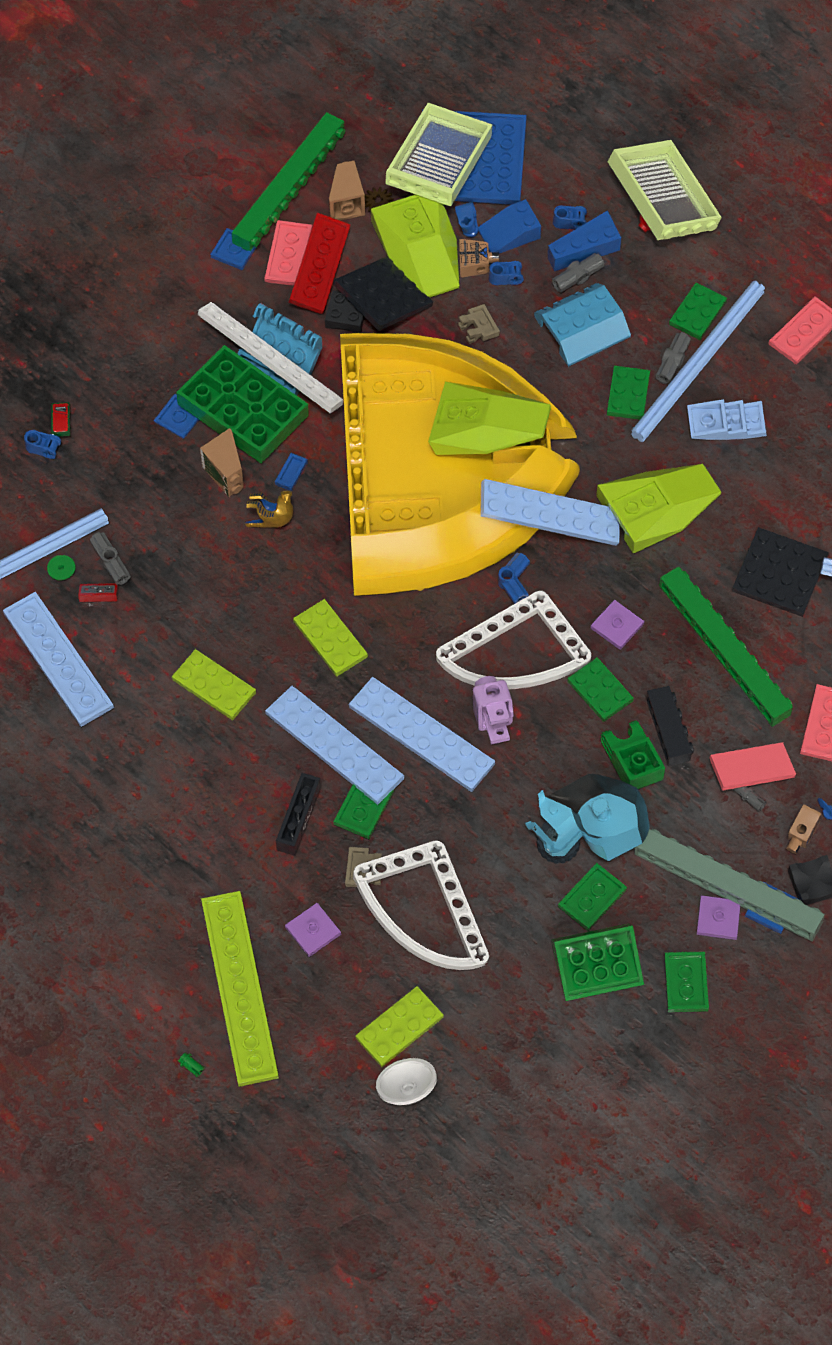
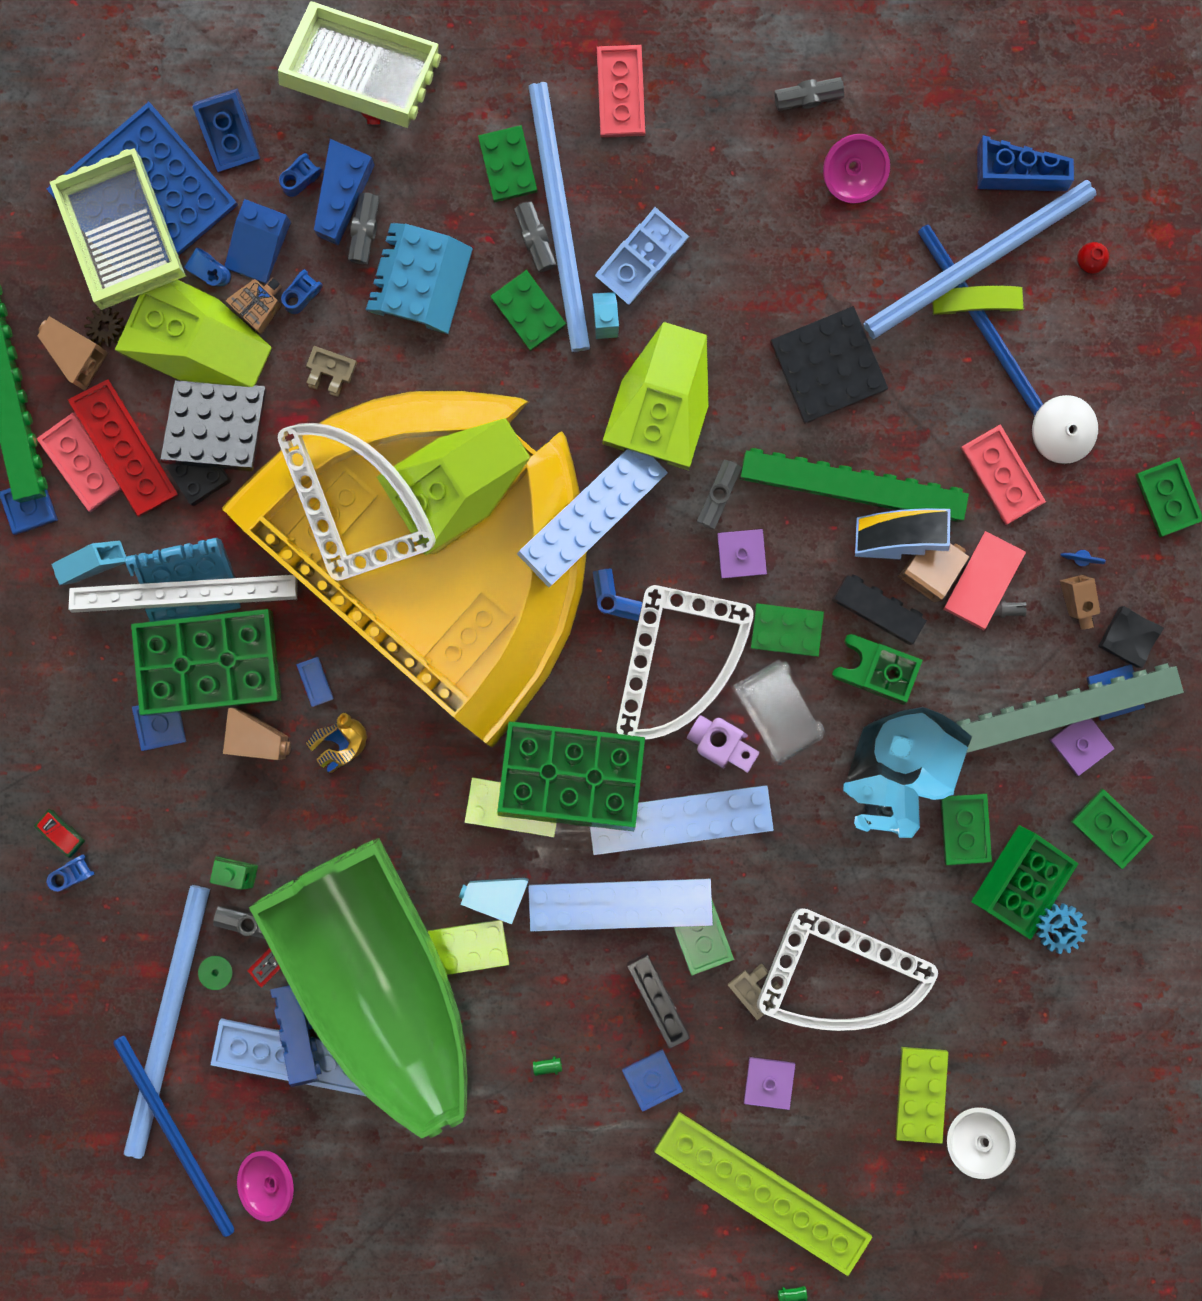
camera: 50 degrees left, 25 degrees up
(71, 631) = (295, 1038): none -> blue wedge
(128, 518) = (233, 873): none -> green torso
(146, 633) = (372, 985): none -> bright green panel
(195, 796) = (547, 1066): none -> green pin
(235, 299) = (89, 562): none -> medium azure slope
(244, 861) = (652, 1080): none -> blue tile
(266, 673) = (494, 897): none -> slope
(383, 643) = (571, 776): none -> green brick
(453, 387) = (305, 494): none -> white beam
(544, 724) = (778, 711): none -> clear windscreen
(554, 162) = (226, 129): none -> blue slope
(587, 1000) = (1061, 938): none -> dark azure gear
(628, 583) = (725, 481): none -> dark grey piece
(669, 428) = (605, 315): none -> medium azure slope
(727, 690) = (902, 533): none -> slope
(728, 728) = (934, 571): none -> slope

